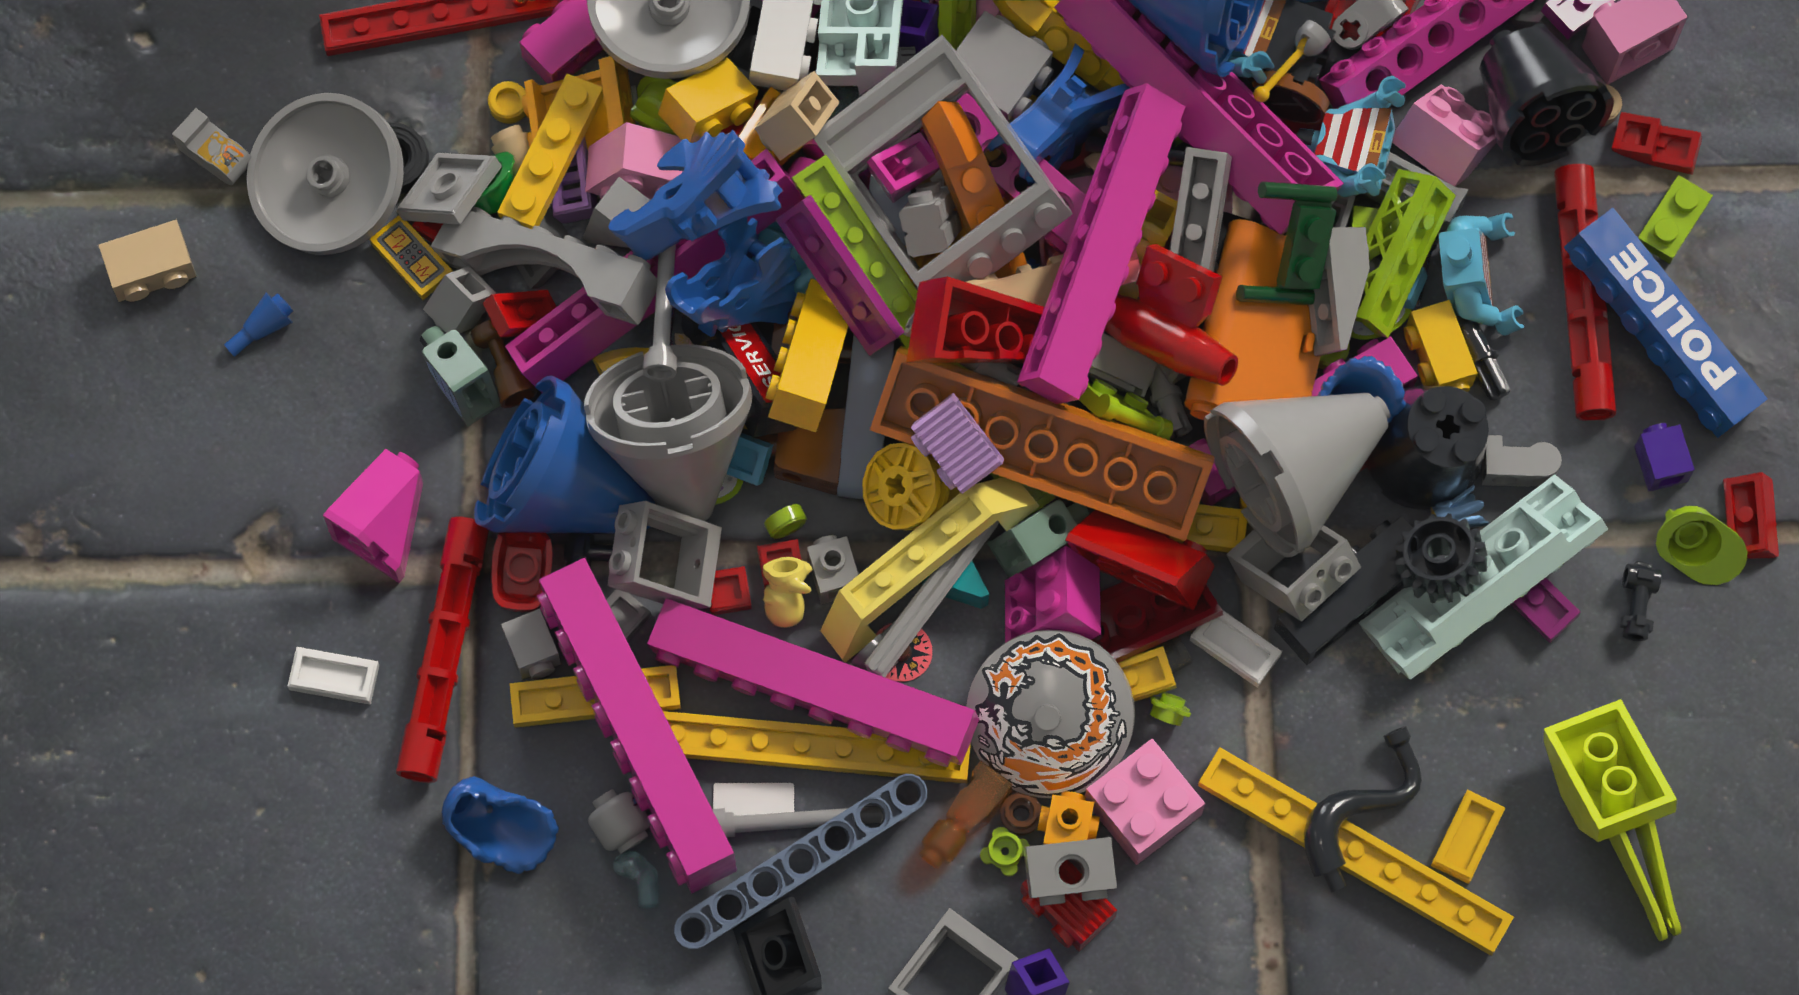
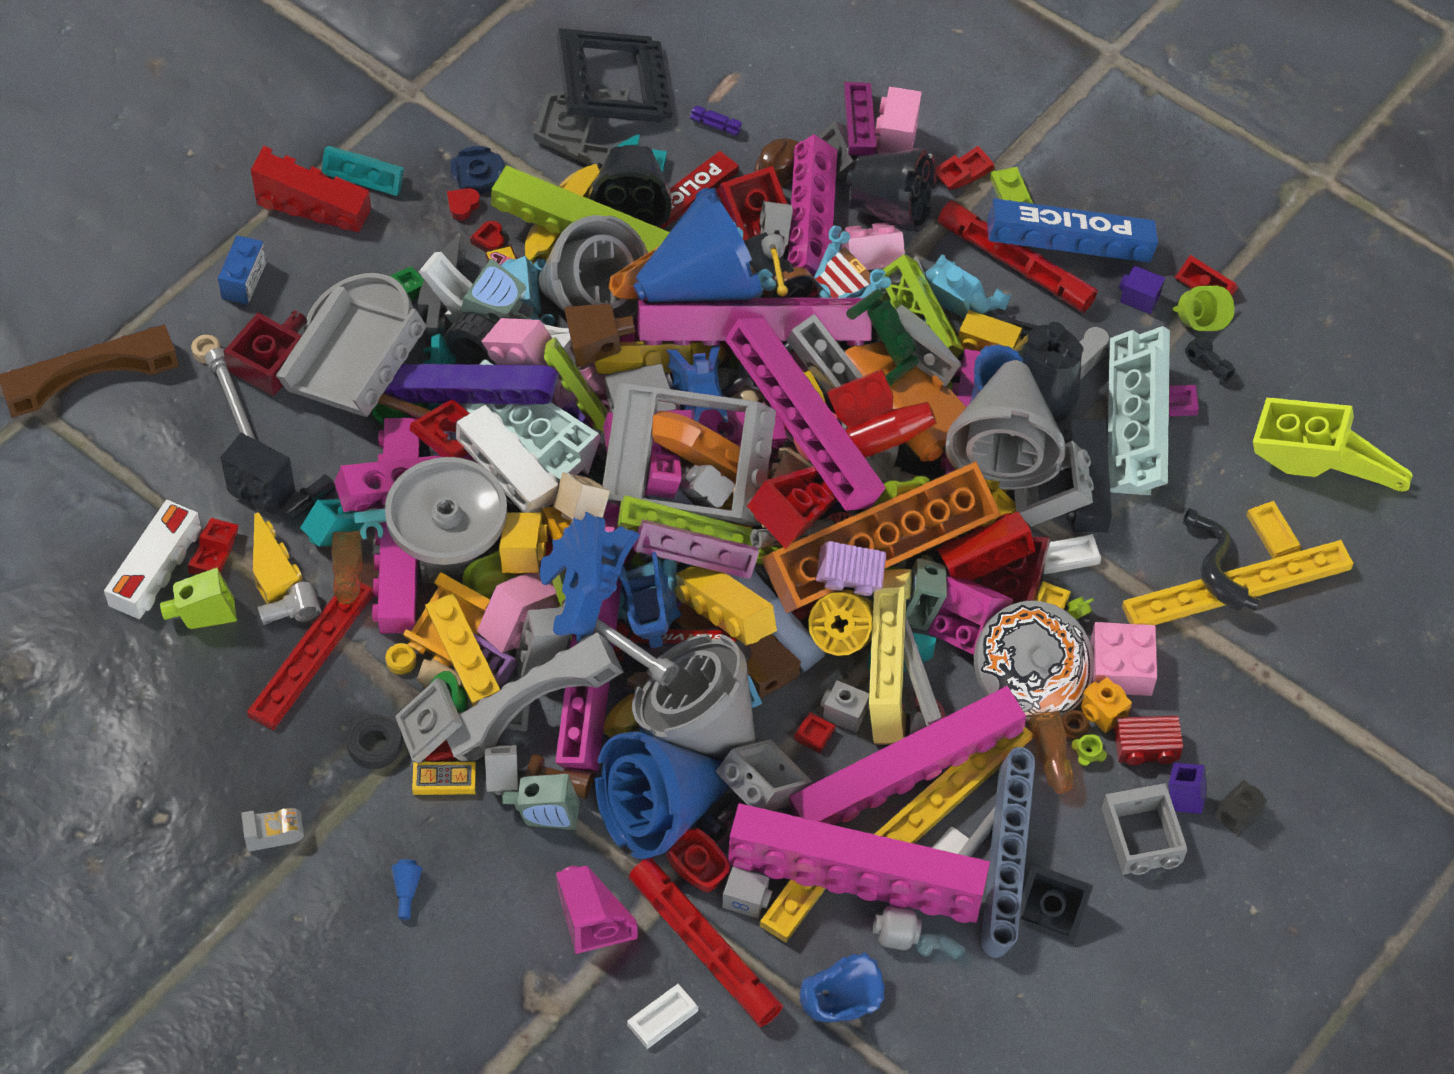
camera: 50 degrees left, 15 degrees down
(147, 261) = (306, 916): tan brick -> none
(325, 174) = (352, 778): light grey dish -> none
(517, 311) = (540, 742): red plate -> none
(730, 591) = (810, 766): red tile -> none
(783, 595) = (839, 739): light yellow animal -> none
(785, 521) = (794, 708): lime tile -> none
(1093, 856) = (1145, 697): light grey brick -> none
(1446, 575) = (1116, 413): black gear -> none
(1460, 507) = (1087, 406): flat silver piece -> none

